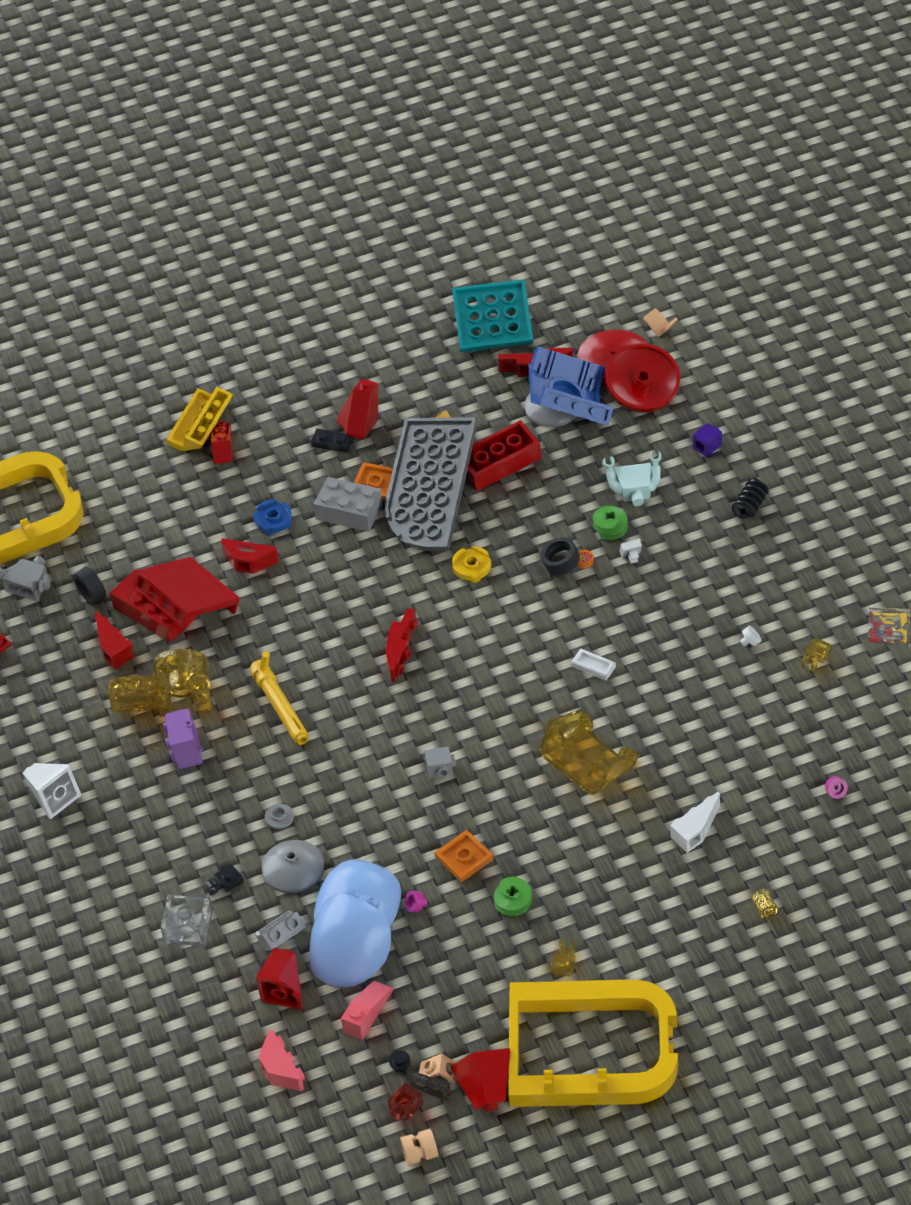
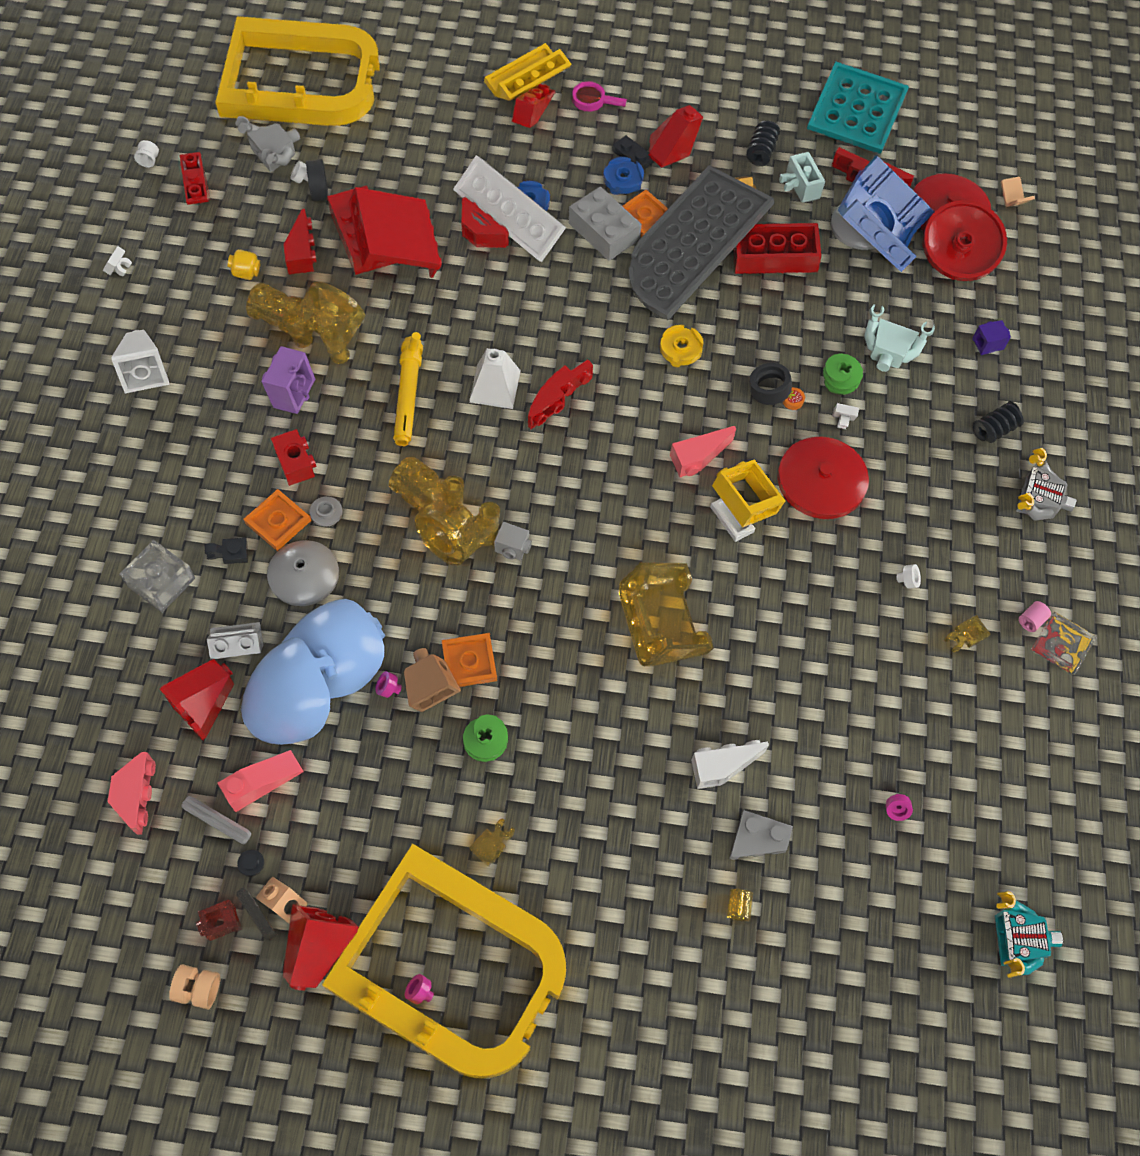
camera: 20 degrees right, 15 degrees up
(66, 588) = (299, 172): none -> white tile
(76, 678) = (244, 264): none -> yellow head
(225, 792) = (290, 445): none -> red brick
(246, 840) = (277, 519): none -> orange plate
(265, 412) = (591, 97): none -> dark pink piece
(287, 532) = (510, 207): none -> white plate
(336, 469) = (620, 184): none -> blue plate
(343, 659) = (495, 380): none -> white slope
(353, 1049) = (216, 820): none -> light grey axle
(381, 775) = (443, 521): none -> clear yellow piece
(433, 380) = (763, 143): none -> black piece
(445, 880) = (428, 681): none -> medium nougat torso
(485, 391) = (804, 177): none -> light aqua brick
(536, 632) = (697, 452): none -> coral slope
(577, 1066) = (419, 990): none -> dark pink tile
(612, 636) = (768, 494): none -> yellow window
(642, 603) = (823, 477): none -> red dish
(751, 857) = (760, 836): none -> light grey wing
(811, 529) = (1043, 490): none -> torso
(857, 617) = (1034, 616): none -> bright pink gear

